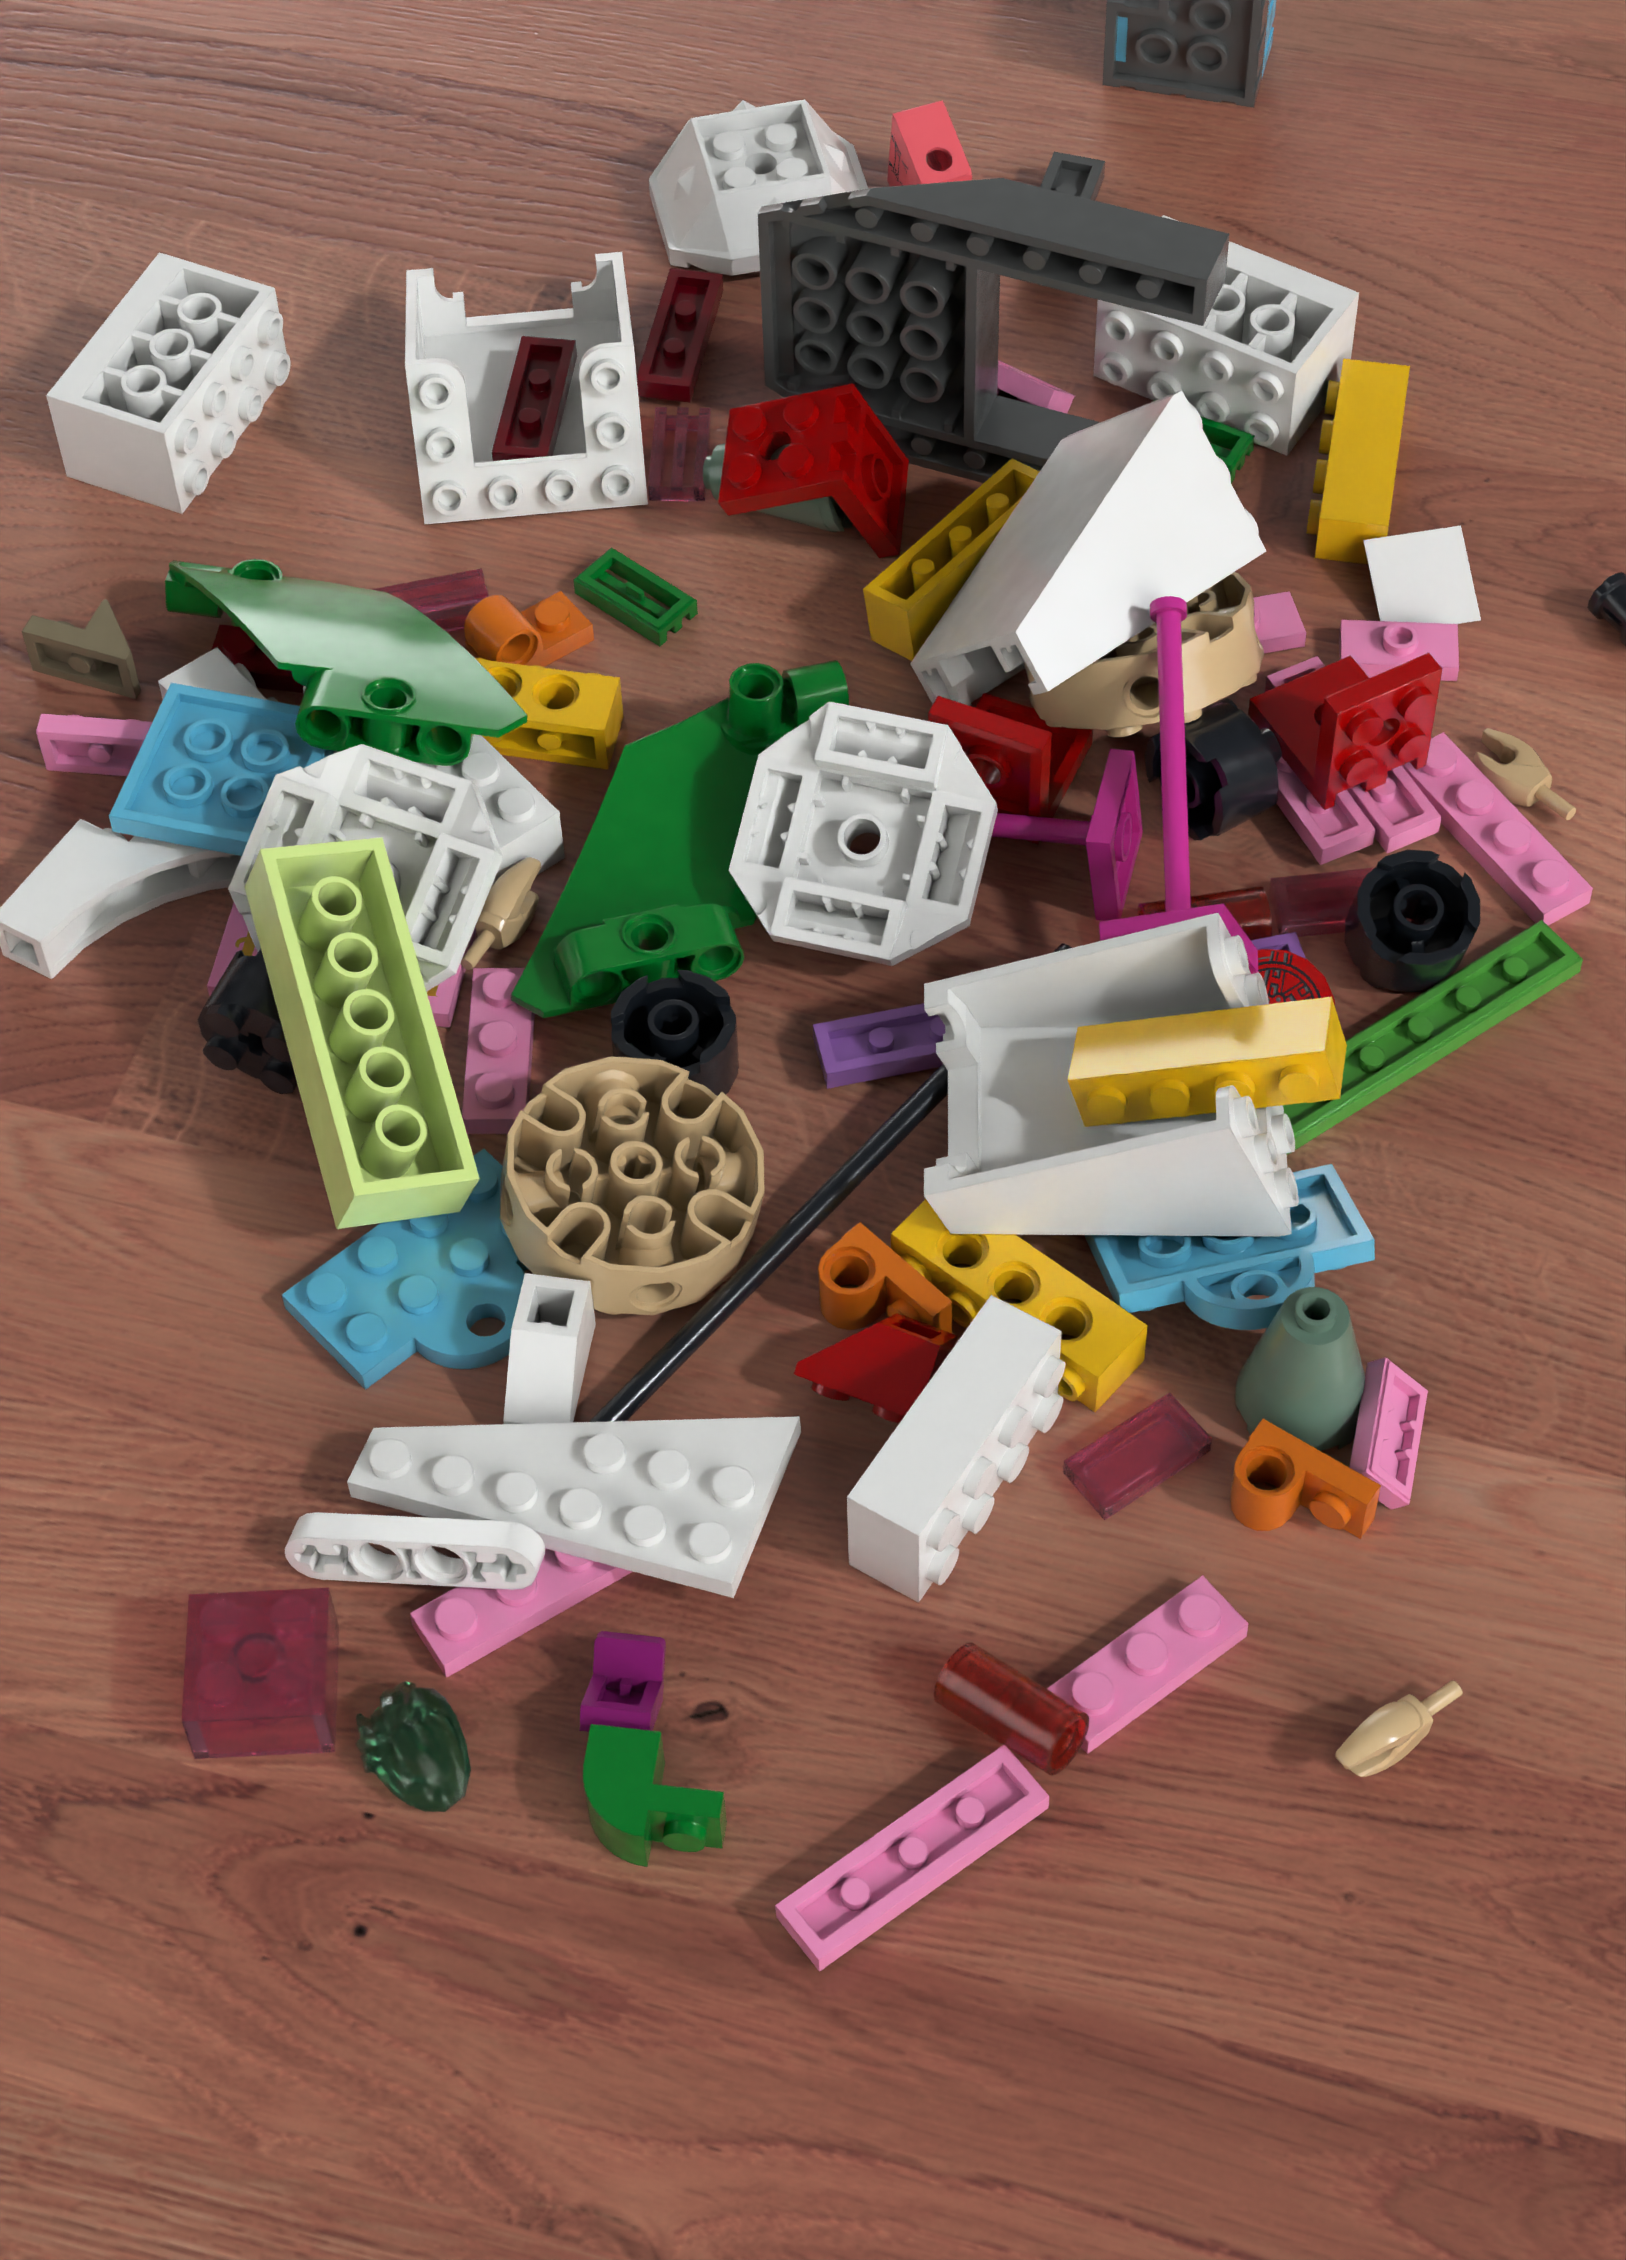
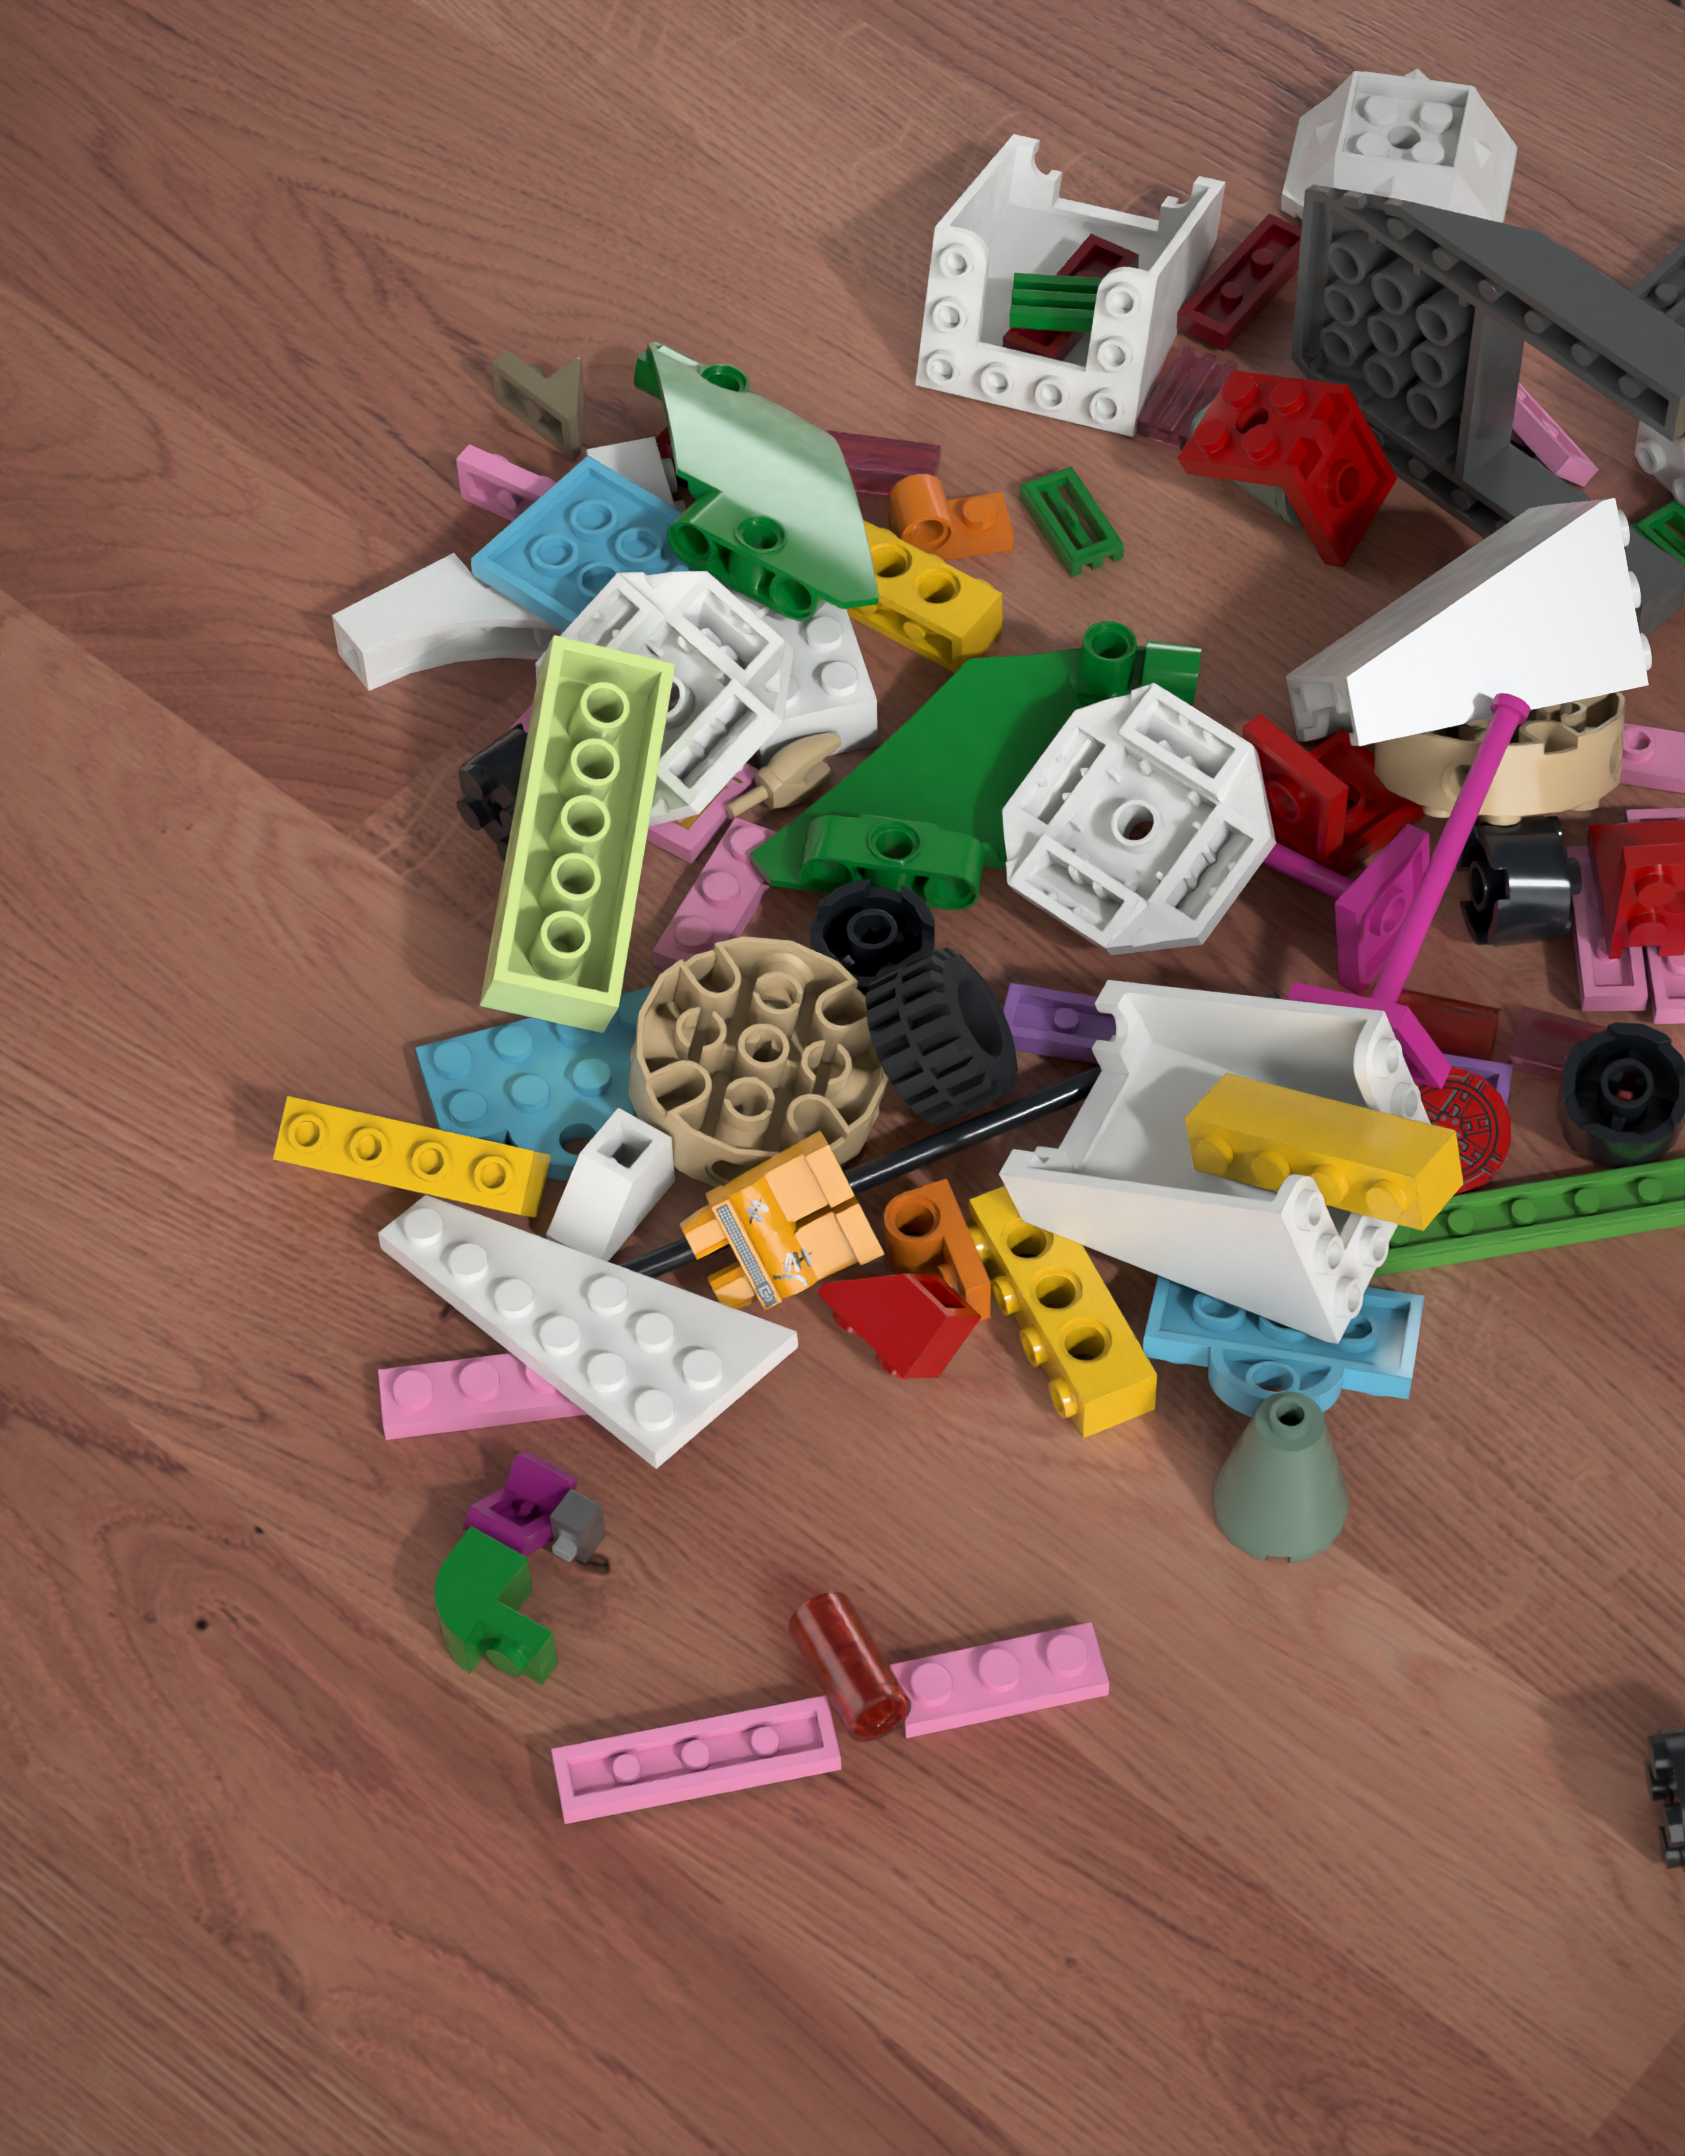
camera: 25 degrees right, 0 degrees up
(169, 382) = (742, 171): white brick -> none
(261, 1673) = (224, 1369): clear pink brick -> none
(339, 1397) = (412, 1157): none -> yellow brick
(416, 1747) = (323, 1487): clear green hat -> none
(489, 1550) = (405, 1316): white beam -> none
(532, 403) = (1061, 294): none -> green tile
(683, 1684) = (577, 1527): none -> flat silver piece
(736, 1322) = (786, 1225): none -> light orange hips
(790, 1094) = (941, 1037): none -> black tyre
(920, 134) = (1565, 215): coral torso -> none
(921, 584) = (1336, 599): yellow brick -> none
(955, 1450) = (920, 1415): white brick -> none
(1137, 1456) = (1095, 1491): clear pink tile -> none
(1302, 1477) = (1229, 1573): orange plate -> none
(1389, 1431) = (1335, 1564): bright pink plate -> none
(1393, 1731) = (1183, 1832): tan hand -> none

